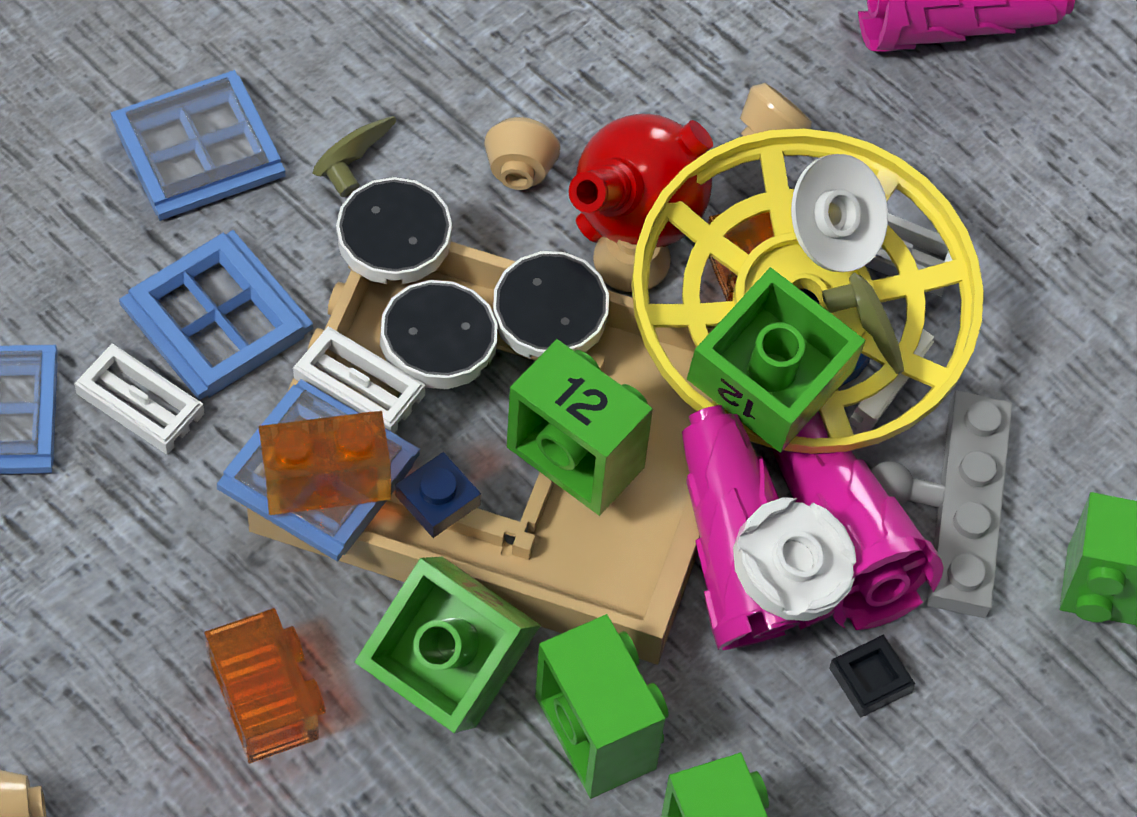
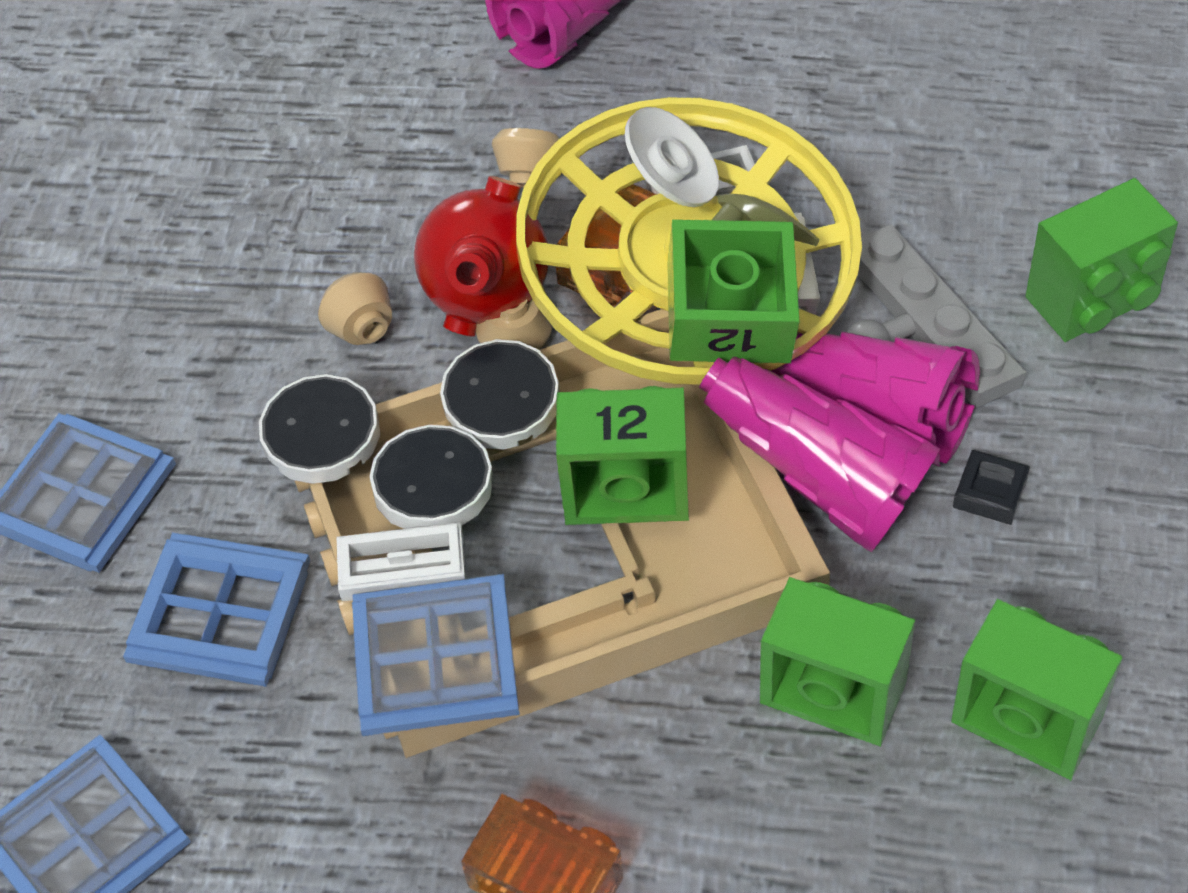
camera: 30 degrees left, 5 degrees down
(161, 438) = (212, 733): white tile -> none
(325, 462) = (448, 635): clear orange brick -> none
(348, 150) = (211, 408): olive bar -> none
(438, 494) = (551, 599): dark blue plate -> none
(447, 644) = (673, 709): bright green brick -> none
(794, 559) = (888, 425): white tile -> none

